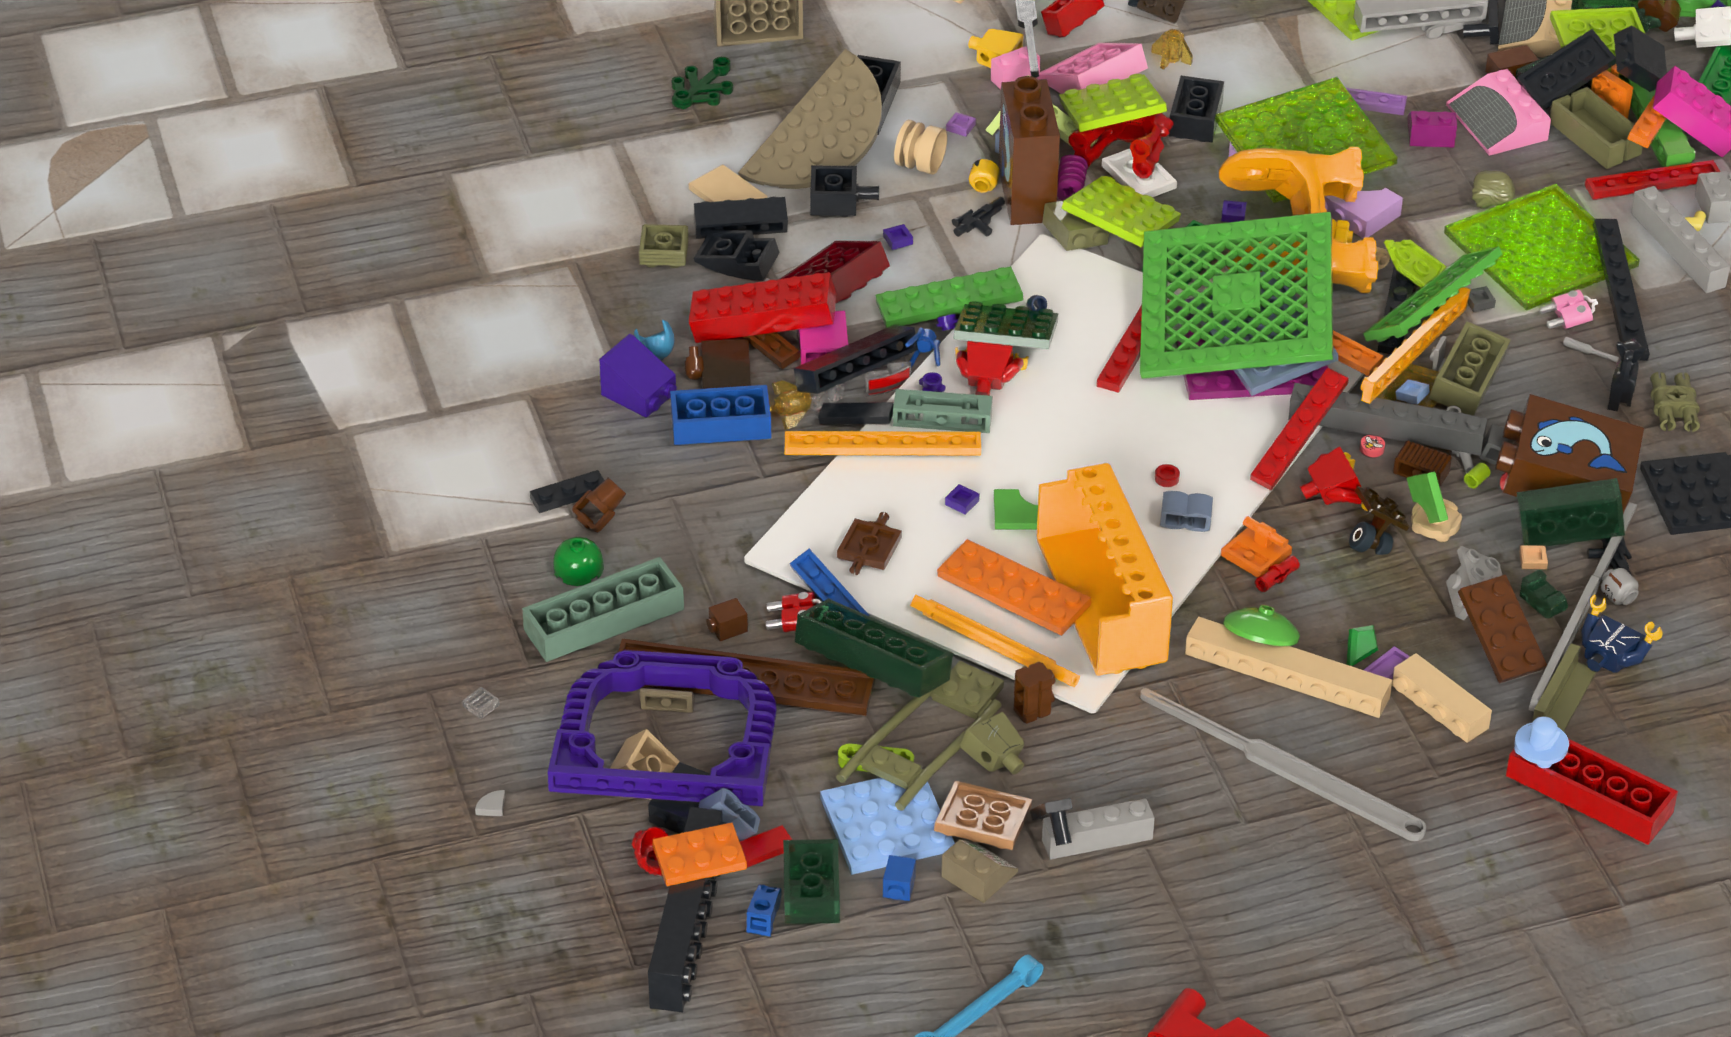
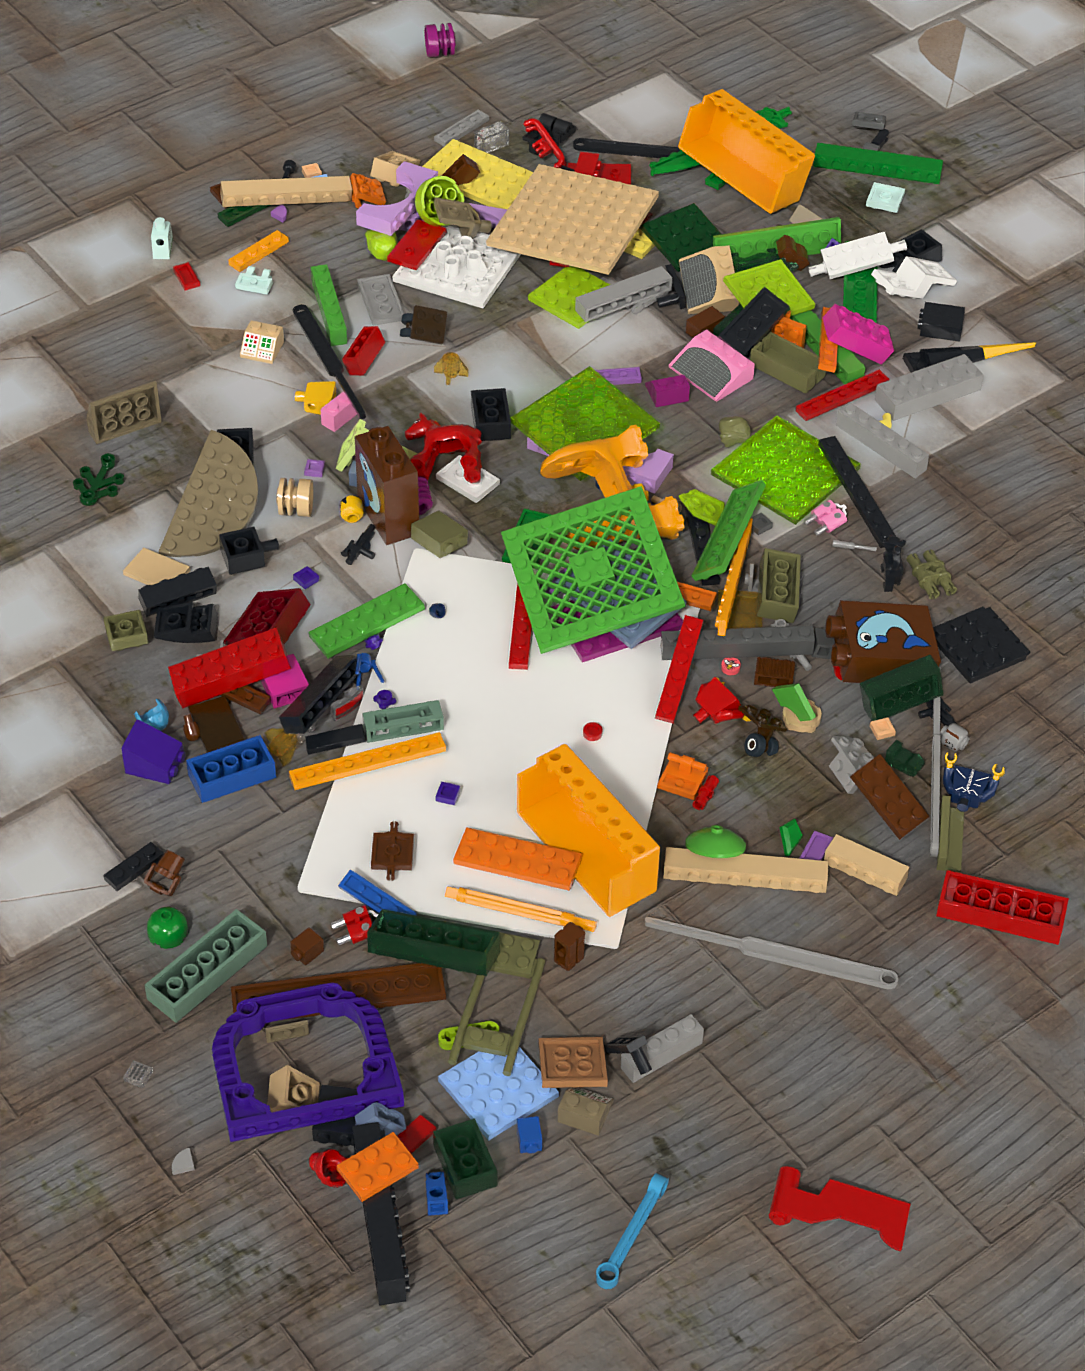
camera: 20 degrees left, 5 degrees up
(988, 365) = (422, 674): red torso -> none
(994, 744) = (557, 998): olive torso -> none
(1006, 325) = (425, 636): dark green plate -> none
(1013, 511) = (490, 793): bright green tile -> none
(1096, 66) = (400, 398): bright pink slope -> none
(1112, 102) = (431, 426): lime plate -> none
(1120, 210) = (470, 515): lime plate -> none
(1186, 511) = (620, 759): sand blue brick -> none
(1233, 211) = (551, 494): dark purple plate -> none
(1412, 392) = (743, 614): light blue plate -> none
(1477, 475) = (816, 671): lime hinge -> none
(1541, 742) = (960, 886): light blue plate -> none
(1639, 57) = (805, 302): black brick -> none

